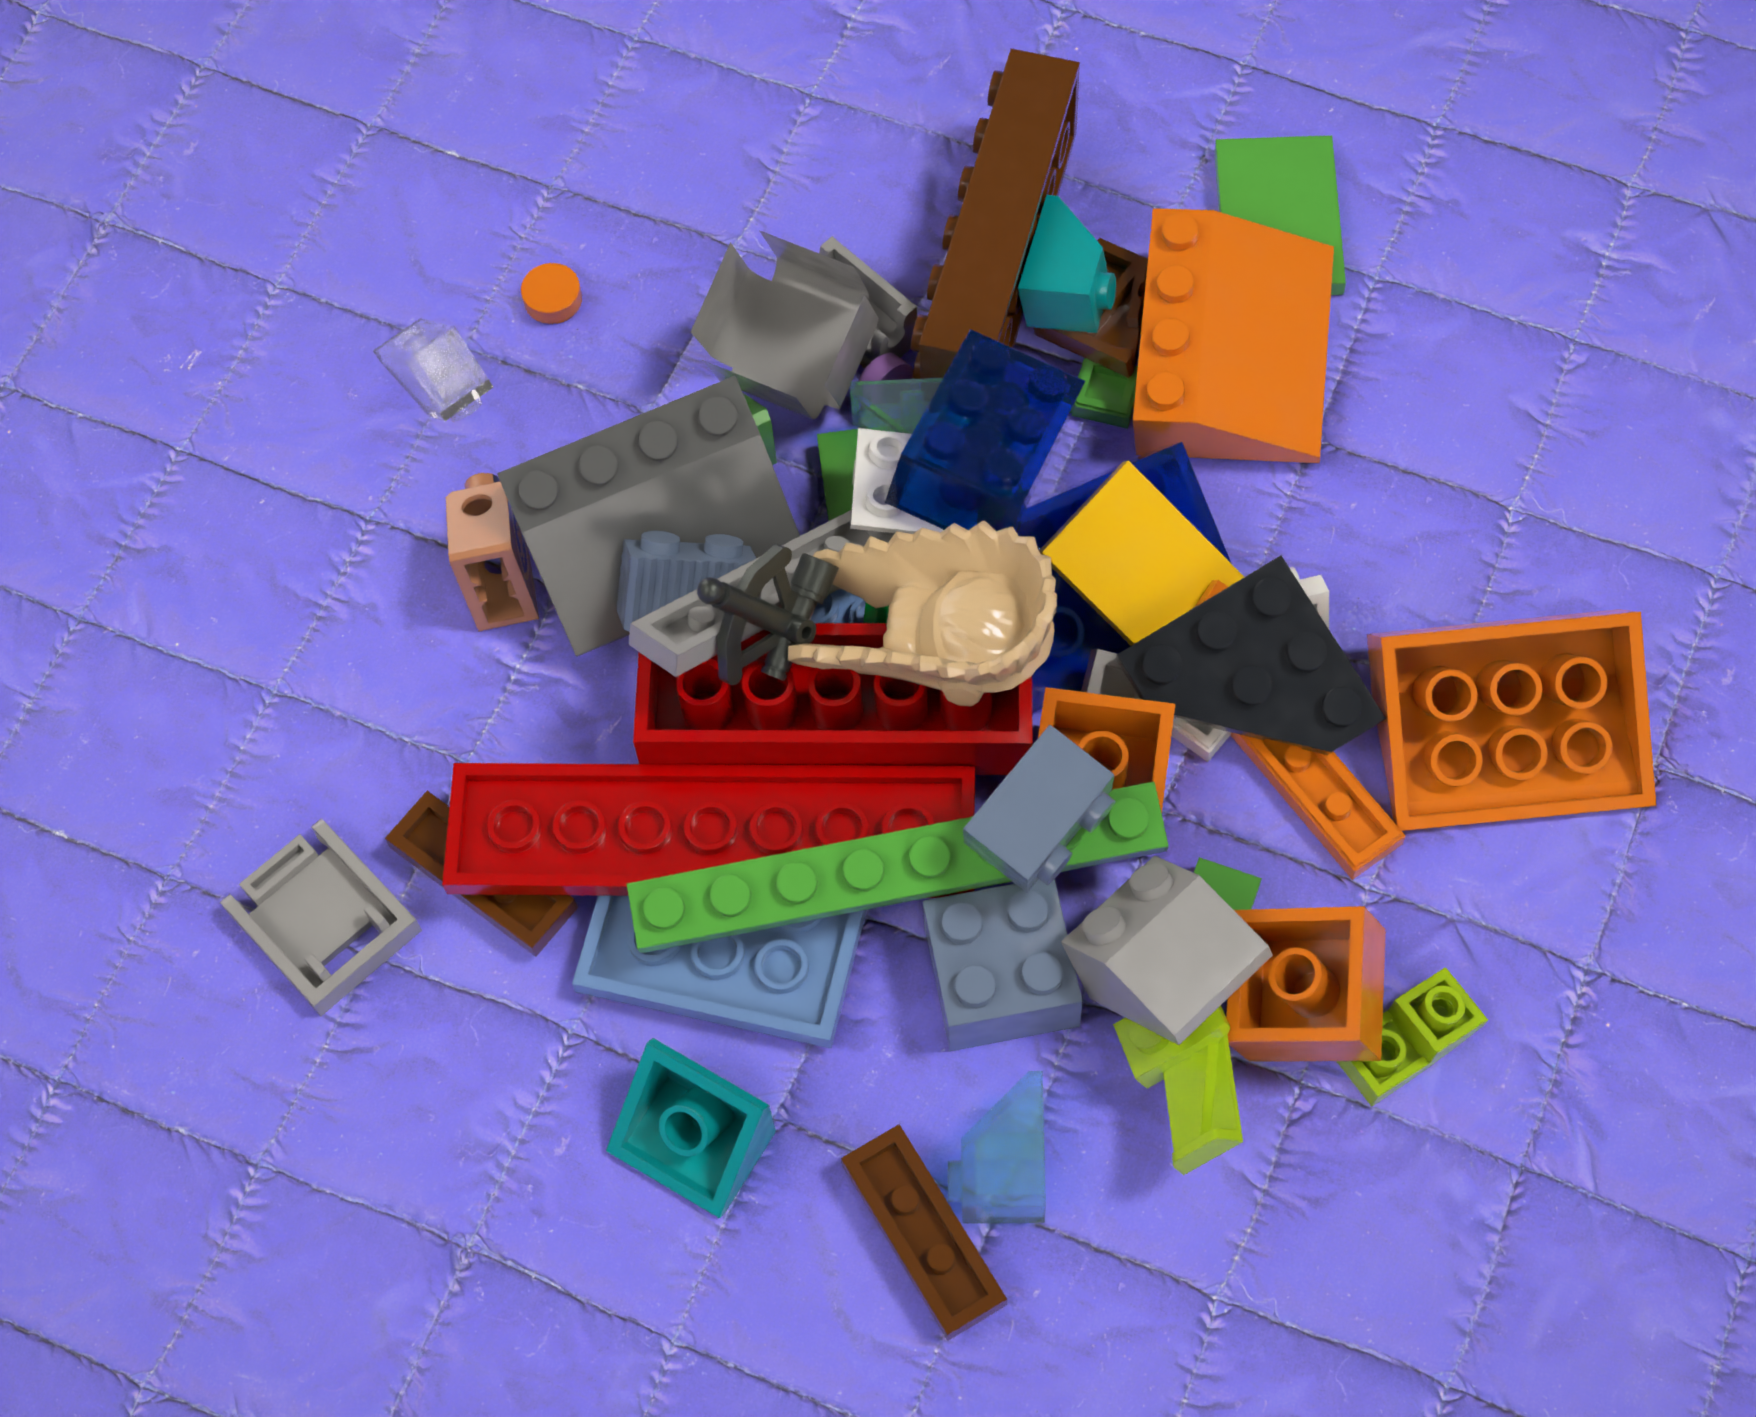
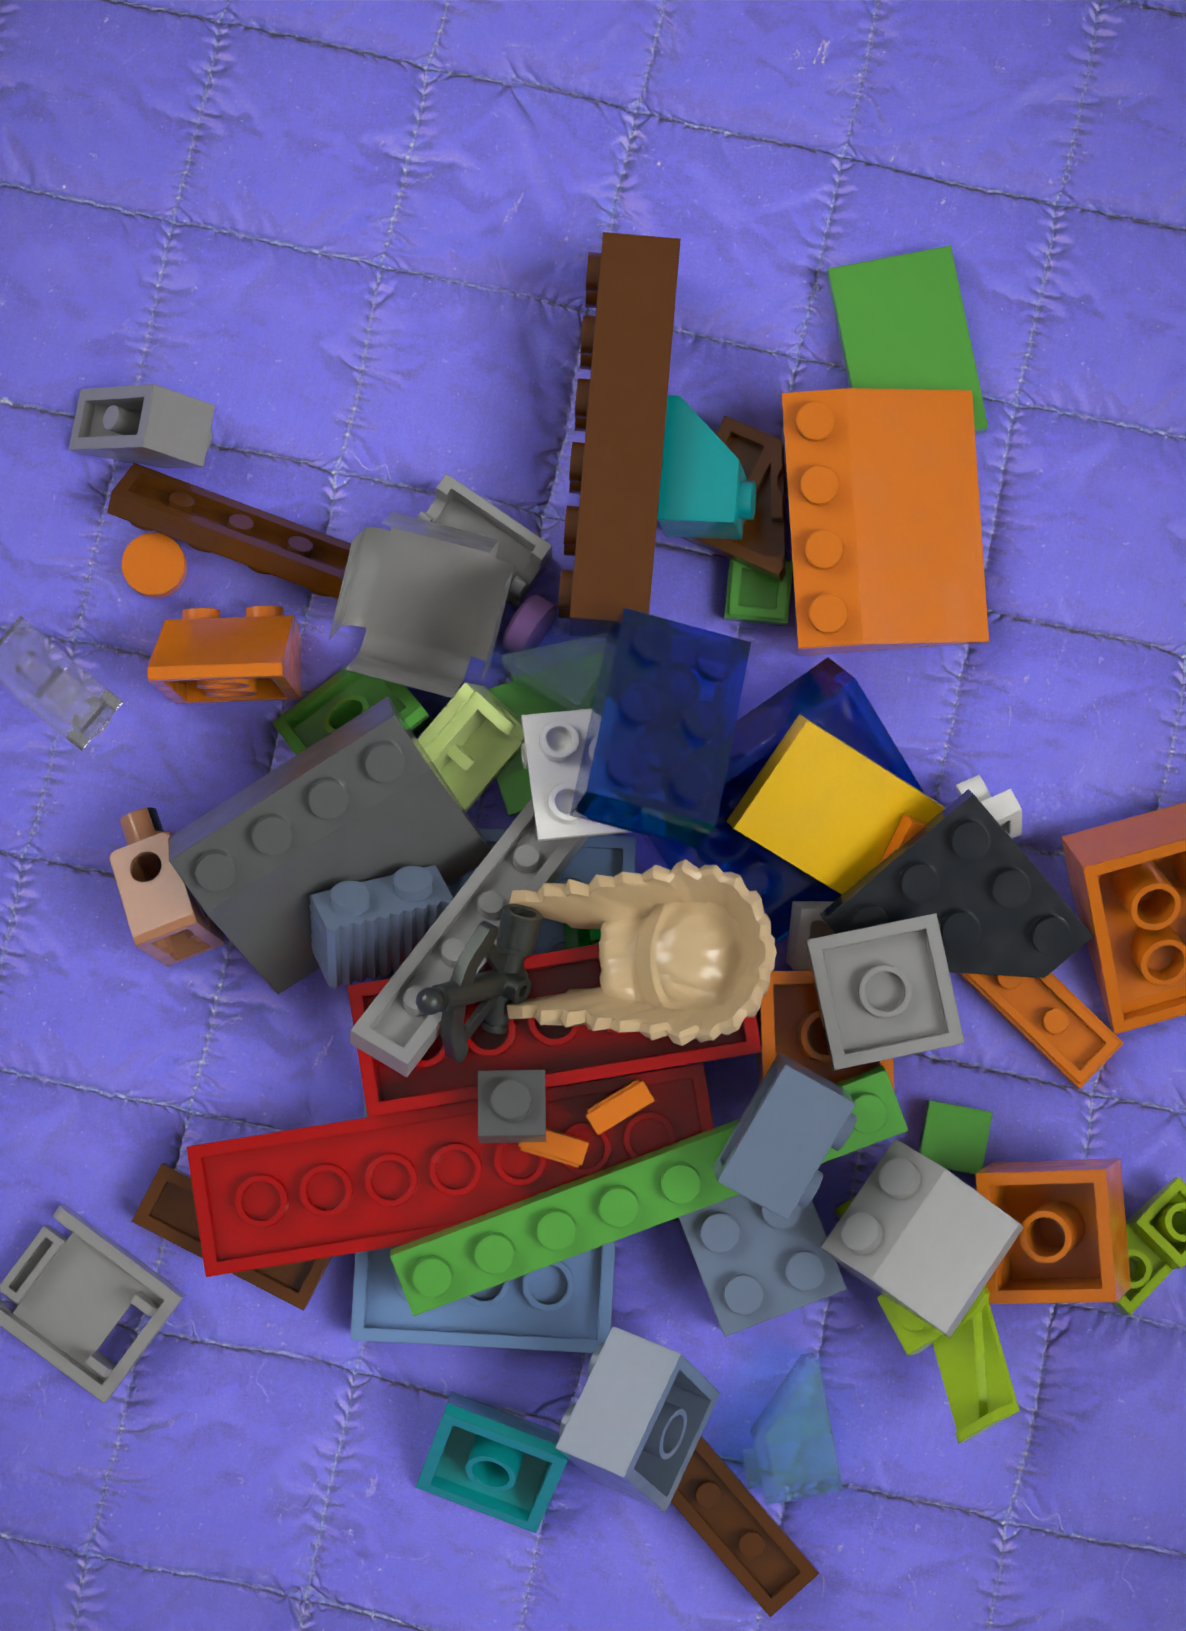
camera: 20 degrees left, 20 degrees up
(570, 176) = (143, 426): none -> light grey slope
(595, 362) = (228, 658): none -> orange slope
(615, 264) = (231, 530): none -> reddish brown plate
(774, 744) = (511, 1106): none -> dark grey plate
(810, 461) = (472, 741): none -> yellowish green hinge
(810, 802) = (558, 1147): none -> orange tile
(844, 1088) = (637, 1418): none -> sand blue brick
(882, 778) = (619, 1106): none -> orange tile
(1165, 712) = (884, 991): none -> light grey plate

